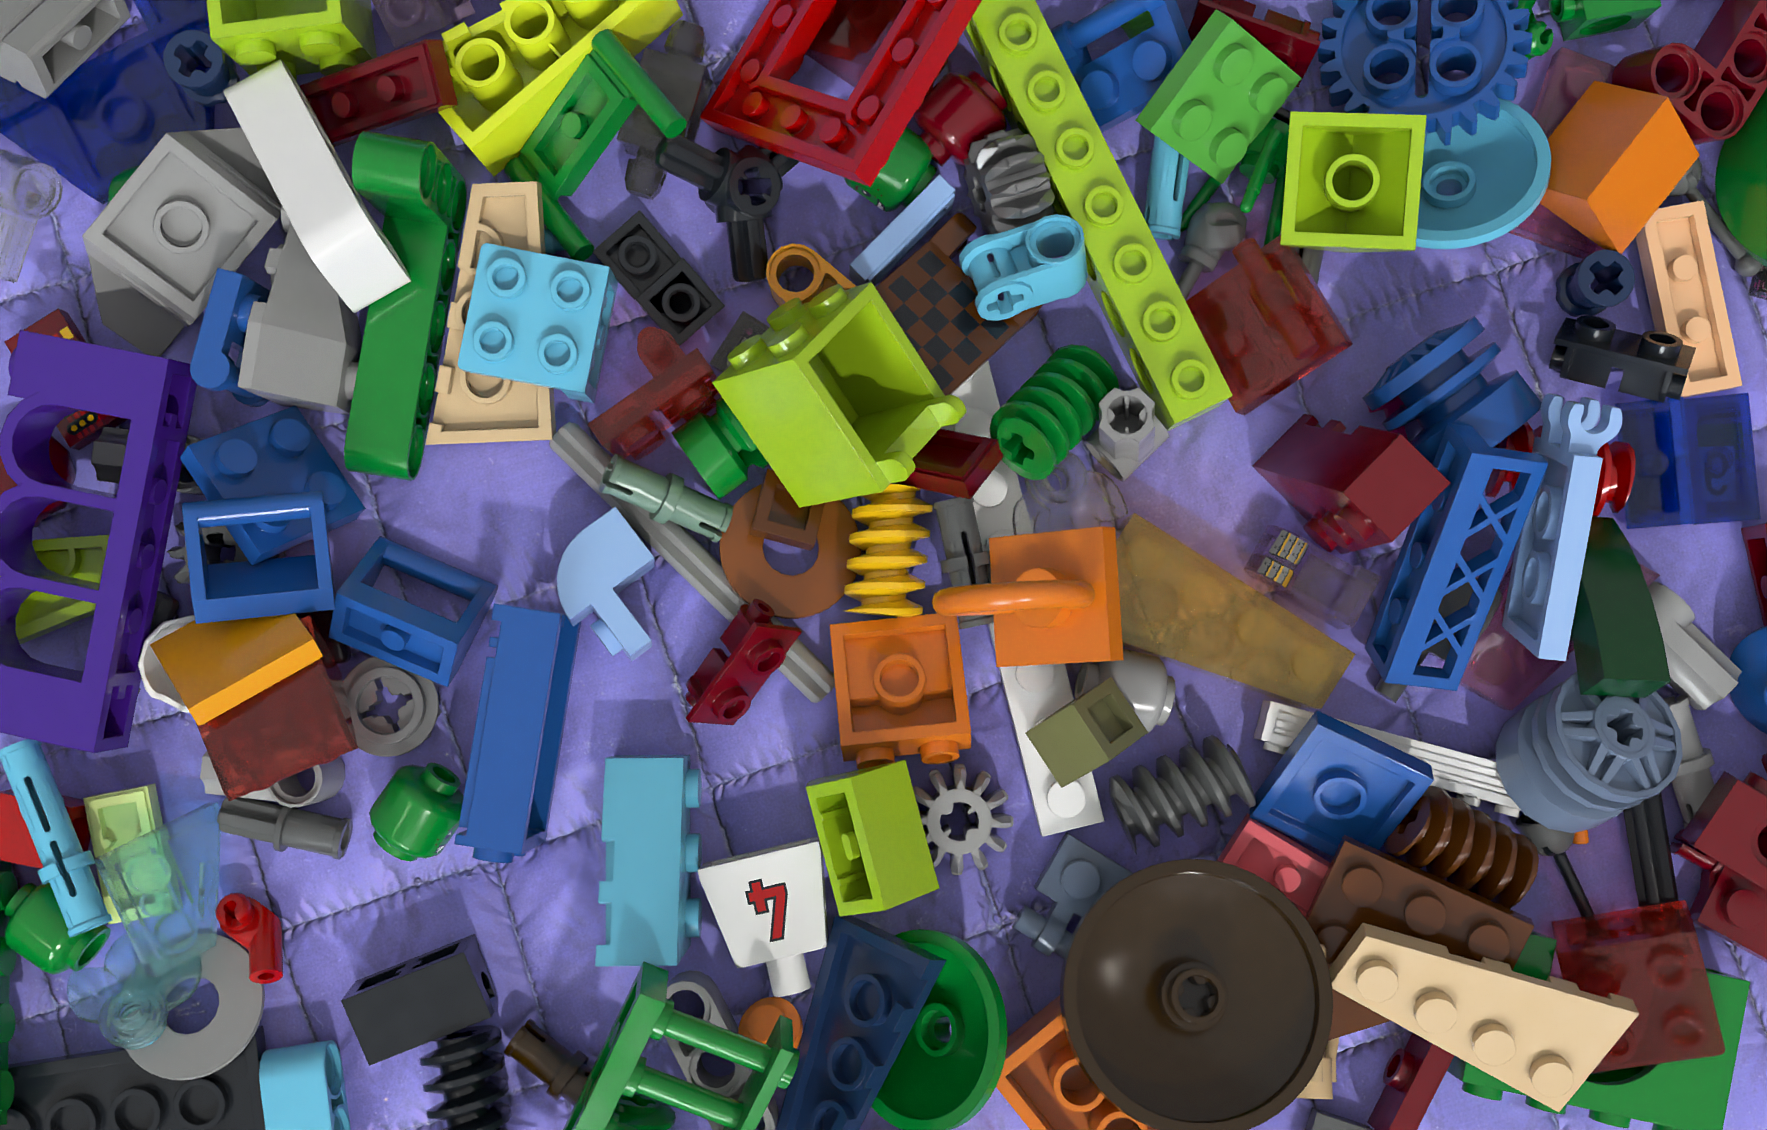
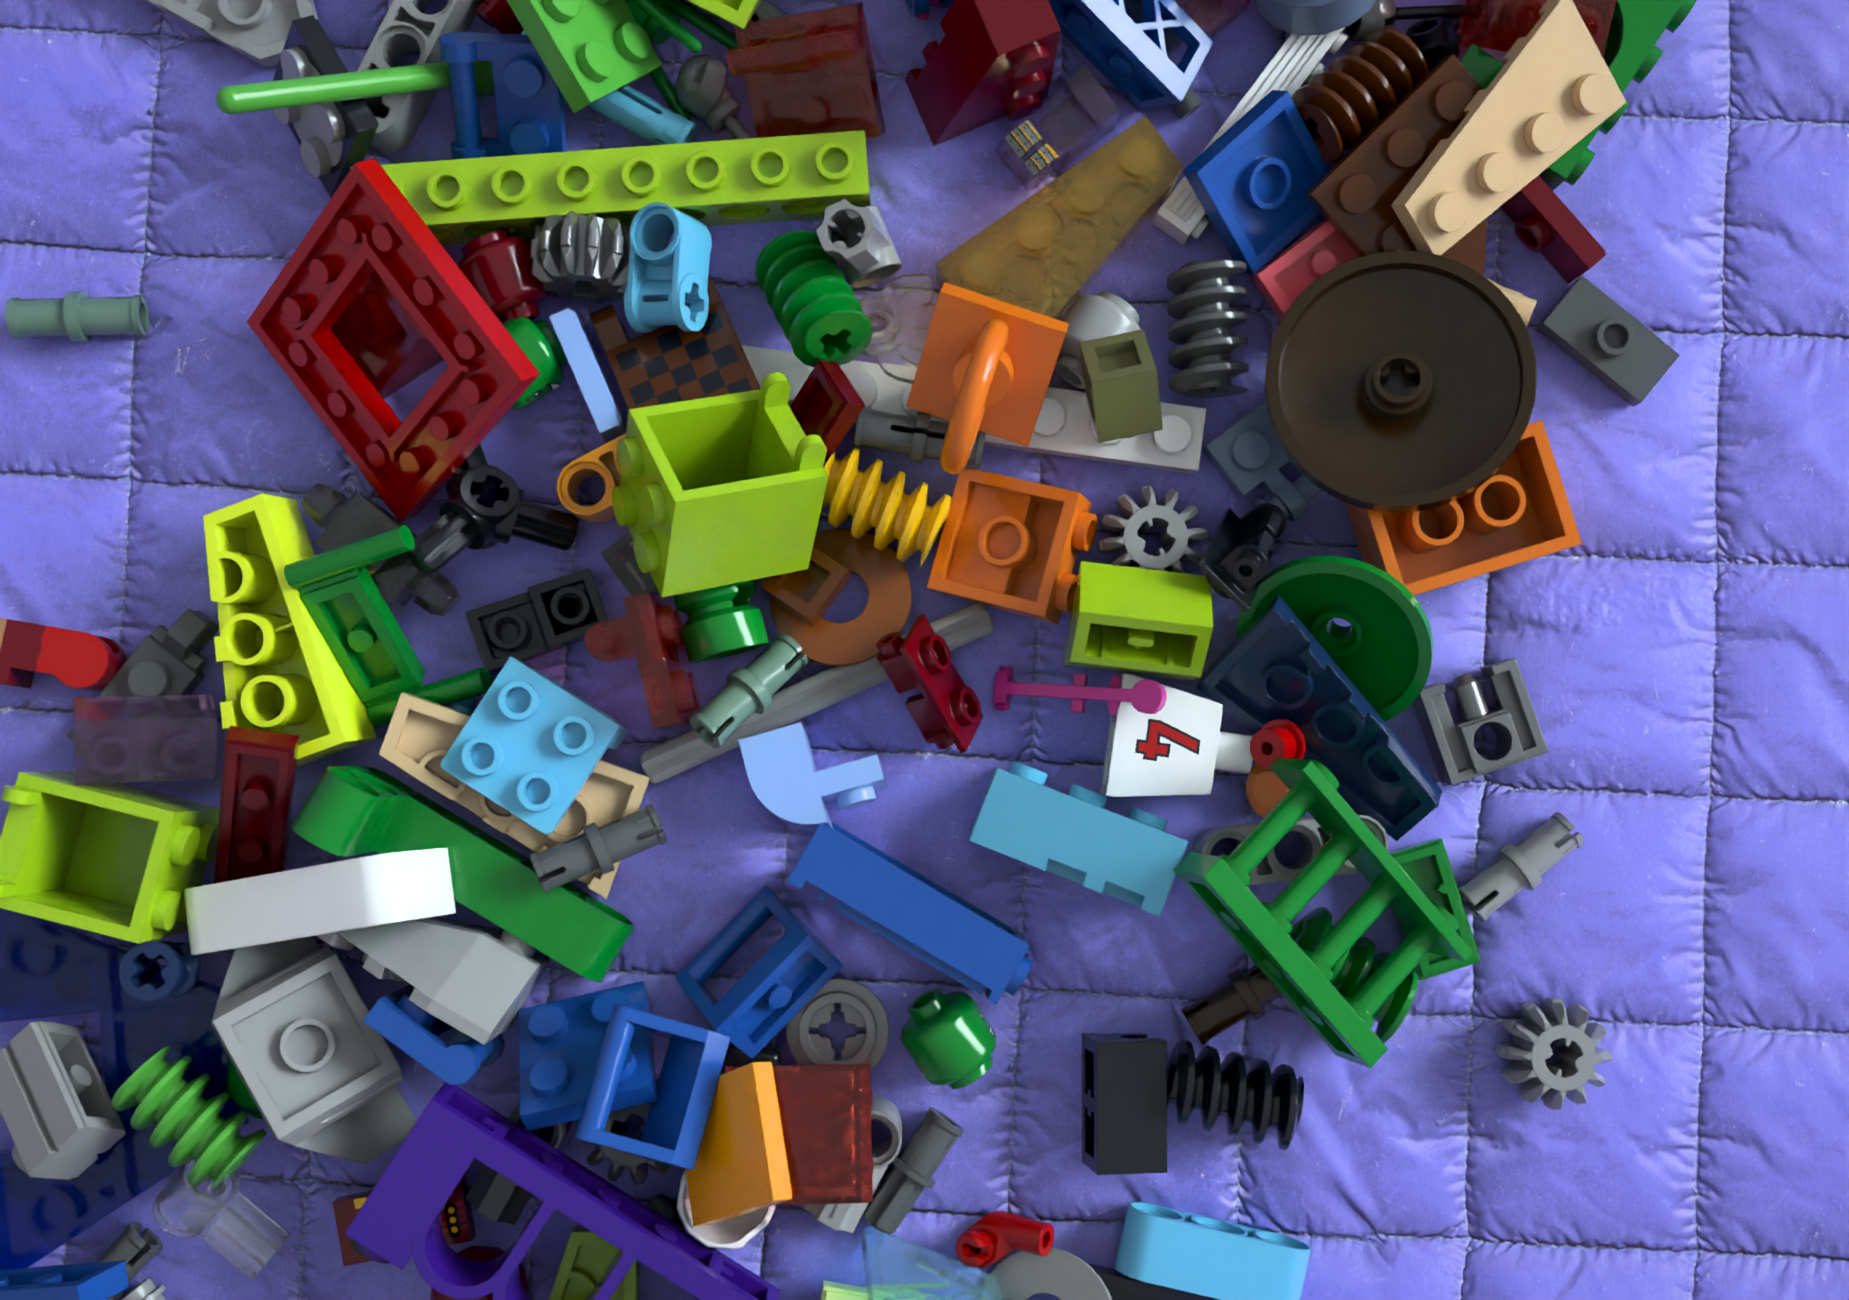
camera: 75 degrees left, 0 degrees up
(76, 147) = (186, 1119): none -> bright green piece
(464, 417) = (598, 848): none -> dark grey pin
(802, 871) = (1146, 695): none -> dark pink piece
(811, 1014) = (1275, 740): none -> red piece
(975, 908) = (1242, 552): none -> black hinge
(1547, 902) = (1436, 39): none -> black plate

